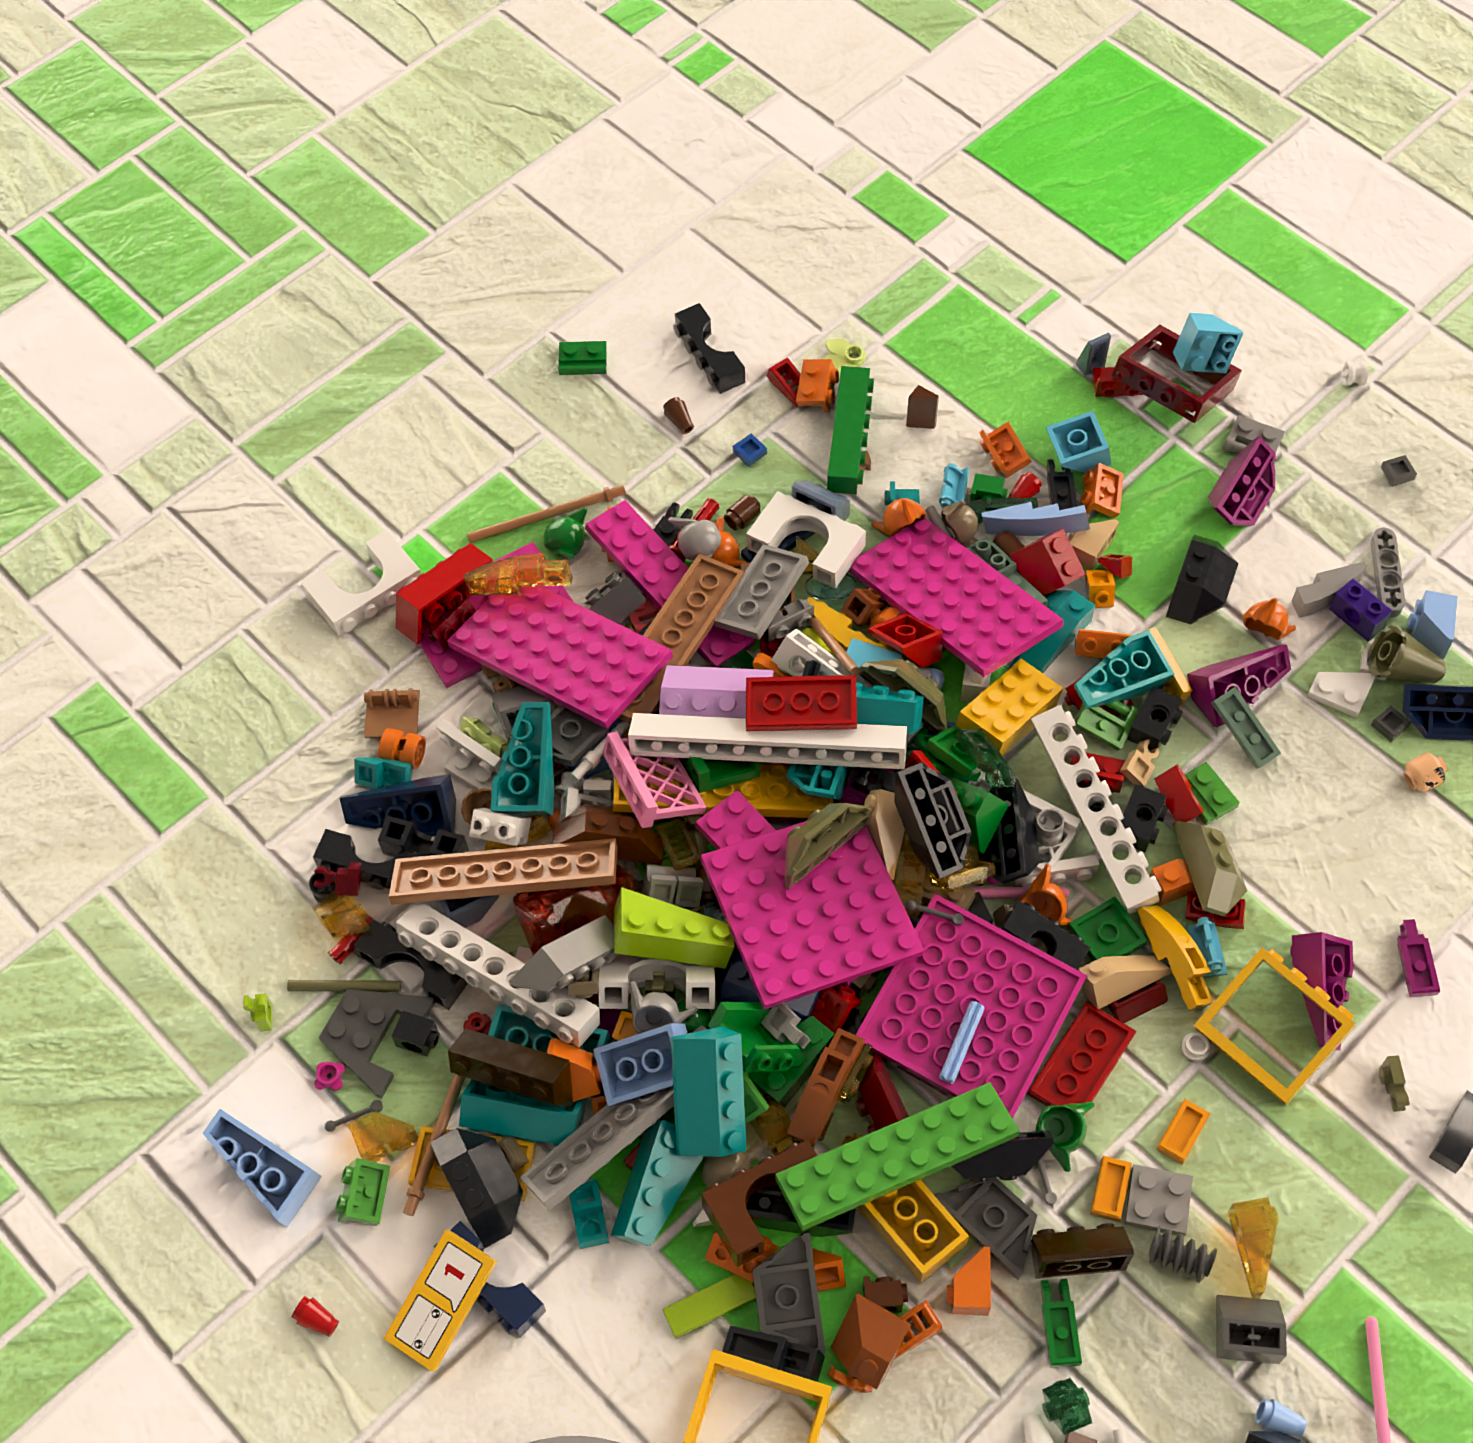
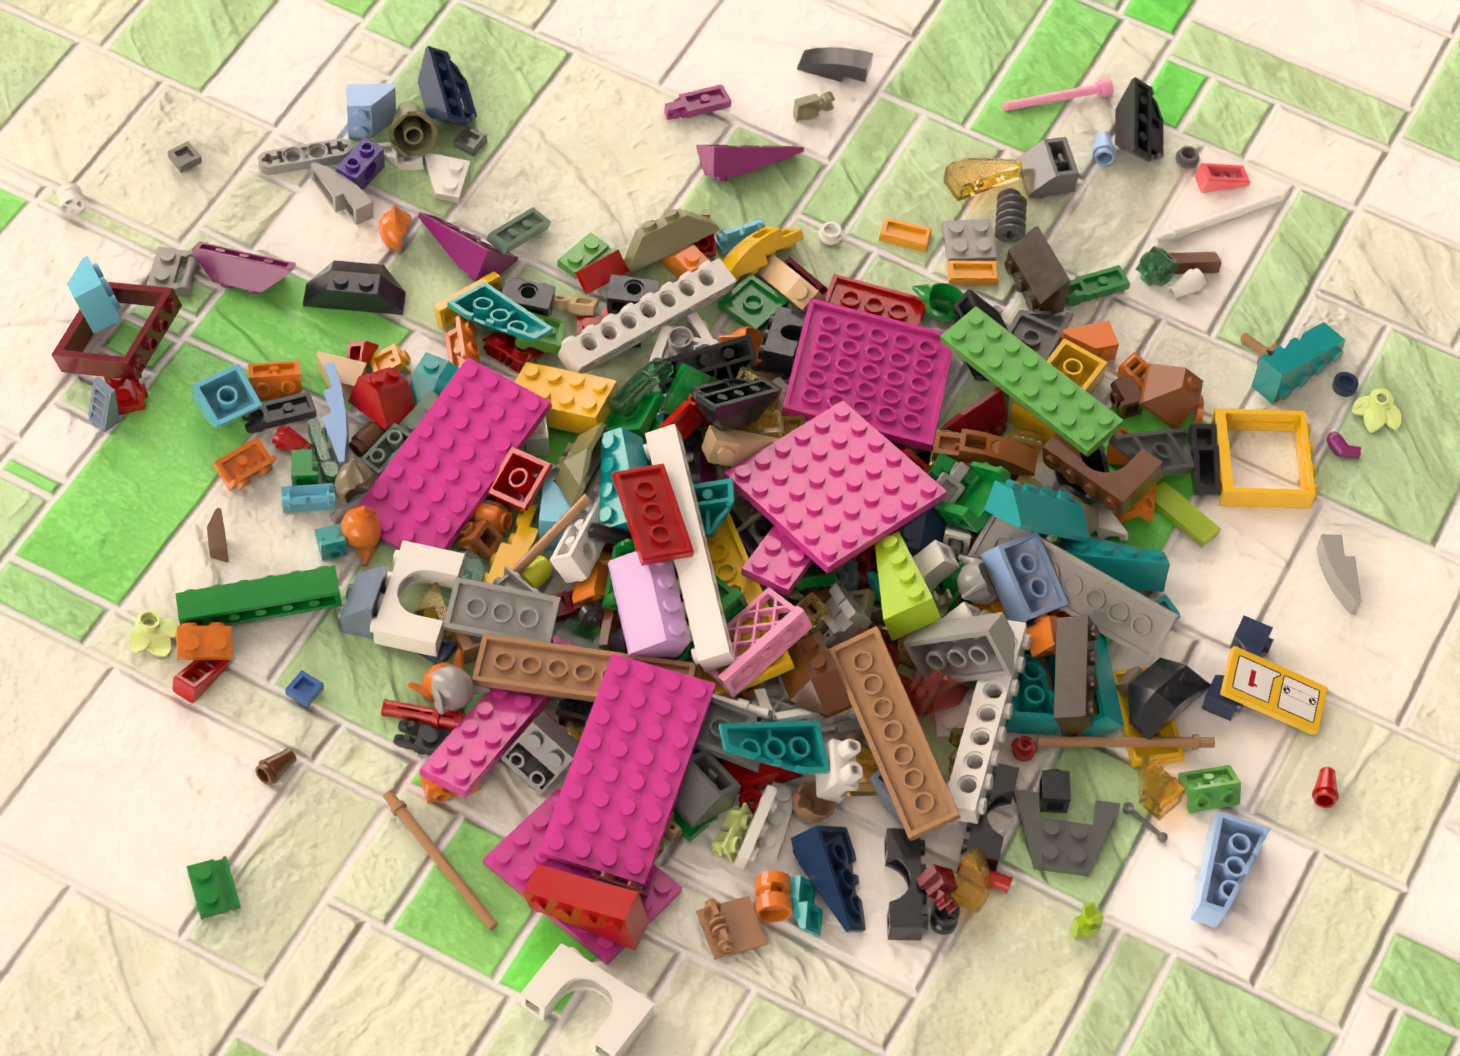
camera: 115 degrees left, 5 degrees down
(324, 1070) = (1119, 845): dark pink plate -> none
(343, 985) = (1030, 872): olive bar -> none
(403, 836) = (870, 839): black arch -> none
(512, 573) = (553, 829): clear yellow slope -> none
(566, 534) = (467, 828): green piece -> none
(722, 368) = (149, 780): black arch -> none
(742, 512) = (390, 674): reddish brown brick -> none
(821, 837) = (784, 473): olive wedge -> none
(957, 919) = (800, 387): dark grey hinge -> none
(961, 1042) = (906, 369): light blue axle -> none
(1298, 980) = (782, 206): yellow window -> none
(1425, 772) = (518, 110): light nougat head -> none

